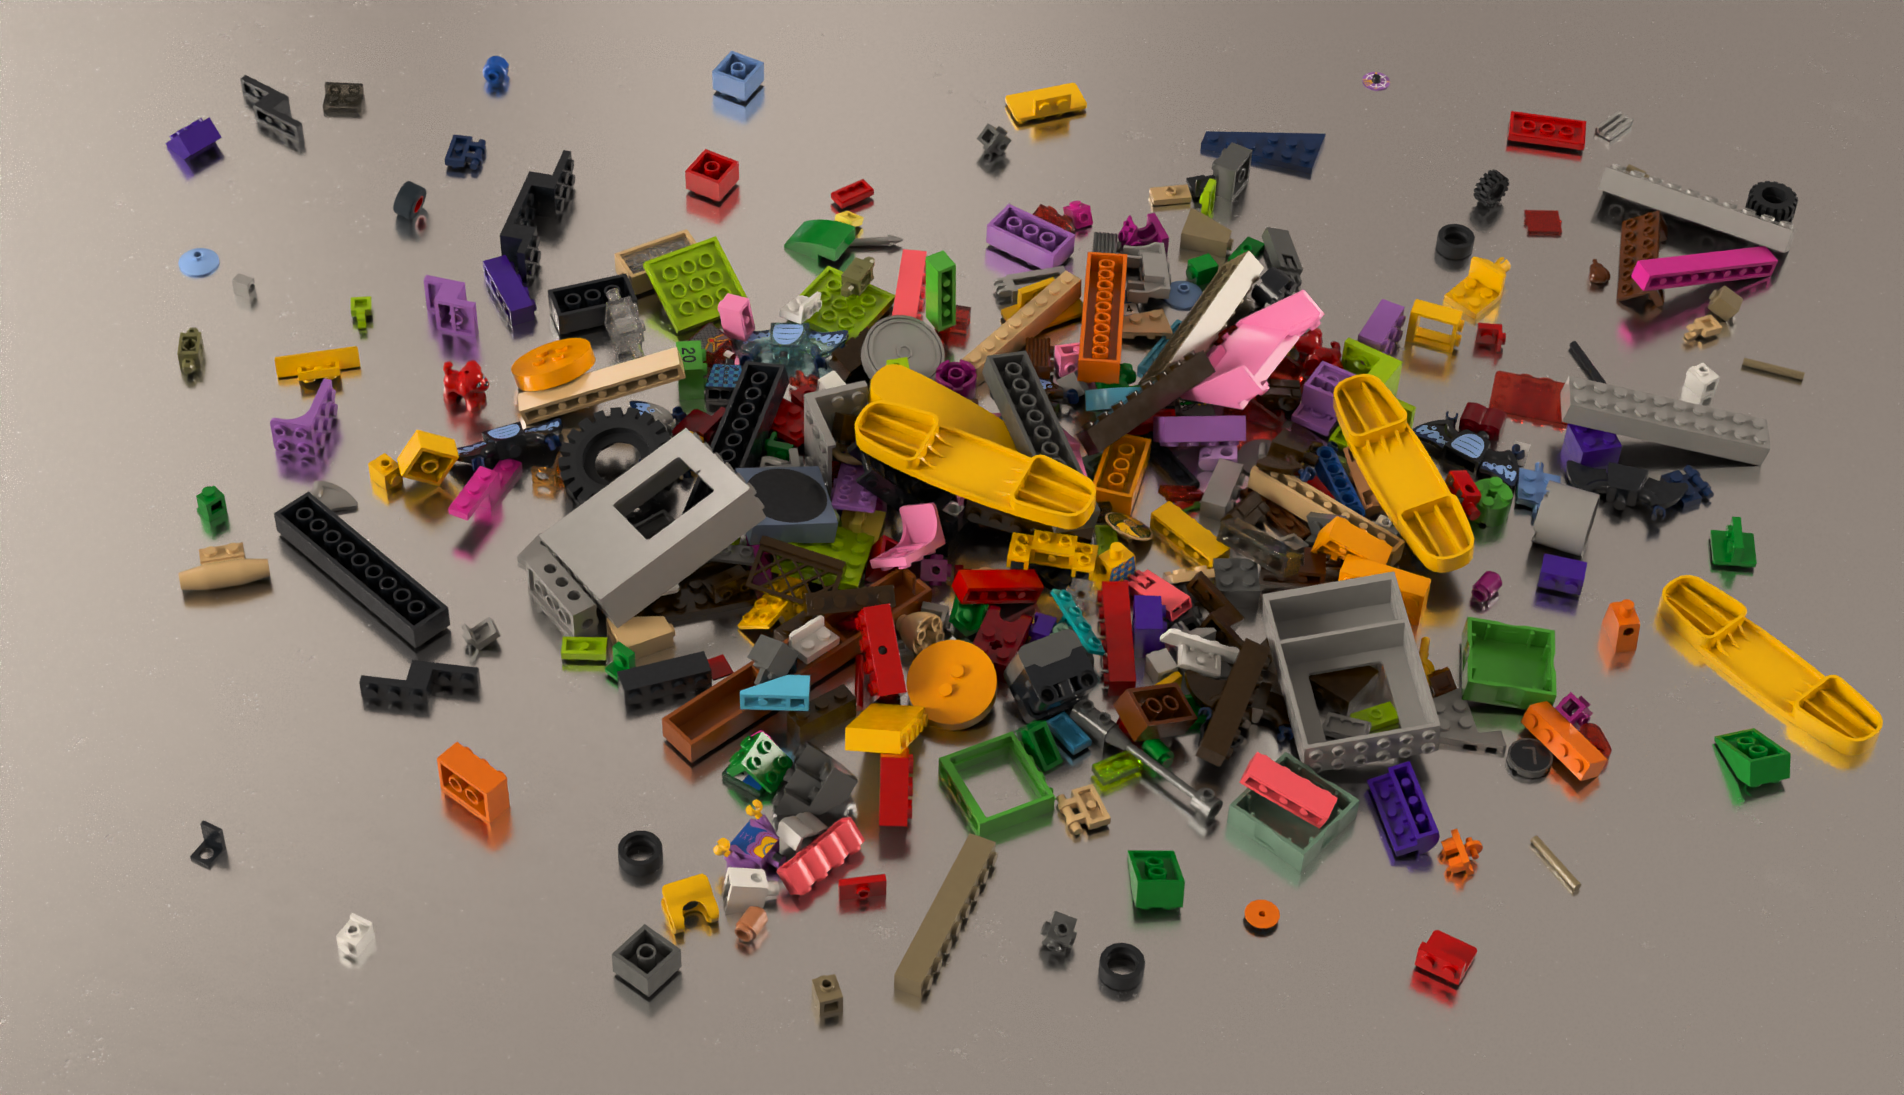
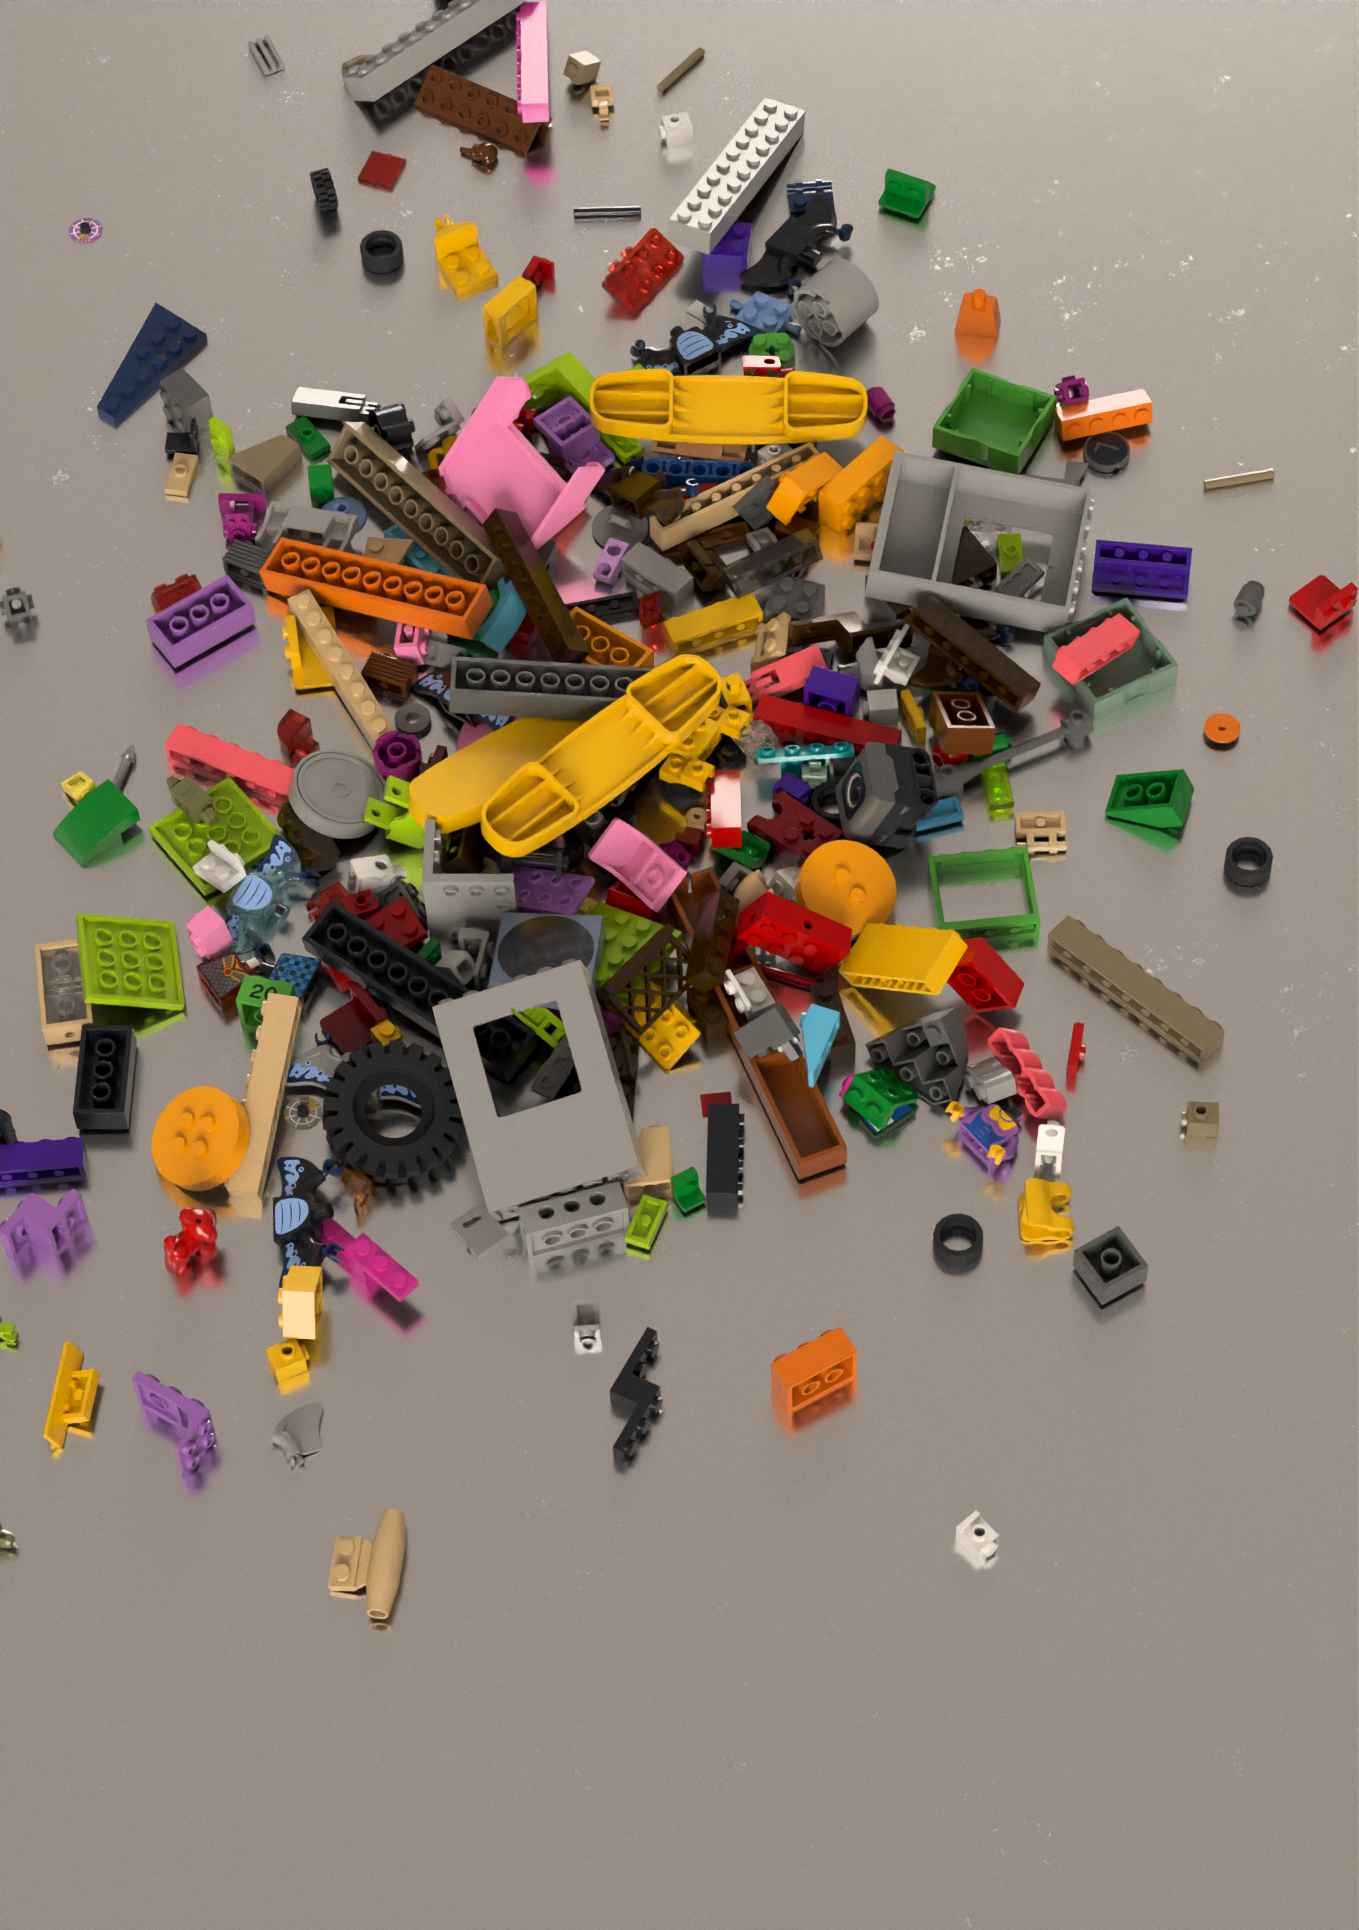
camera: 65 degrees left, 10 degrees up
(208, 498) = (260, 1557): green brick -> none
(213, 841) = (790, 1652): black bracket -> none
(362, 569) = (440, 1415): black brick -> none
(624, 325) = (168, 1050): clear brick -> none
(751, 923) = (1088, 1161): nougat brick -> none
(852, 193) = (32, 771): red plate -> none
(940, 290) = (291, 715): bright green brick -> none
(1011, 283) = (266, 639): light grey hinge -> none
(1040, 744) = (943, 839): green slope -> none
(1059, 932) = (1194, 897): dark grey brick -> none
(1080, 214) = (172, 565): dark pink bracket -> none
(1196, 429) = (580, 556): medium lavender brick -> none
(1383, 327) = (498, 355): medium lavender brick -> none
(1417, 898) = (1249, 598): none -> dark grey brick
(1470, 848) = (1207, 541): orange hips -> none
(1478, 417) = (655, 324): dark red brick -> none
(1547, 130) = (248, 112): red plate -> none
(1562, 574) = (893, 337): dark purple brick -> none
(1597, 738) = (1106, 389): clear red plate -> none
(1754, 757) = (1172, 280): green slope -> none
(1768, 668) = (1065, 229): yellow piece -> none

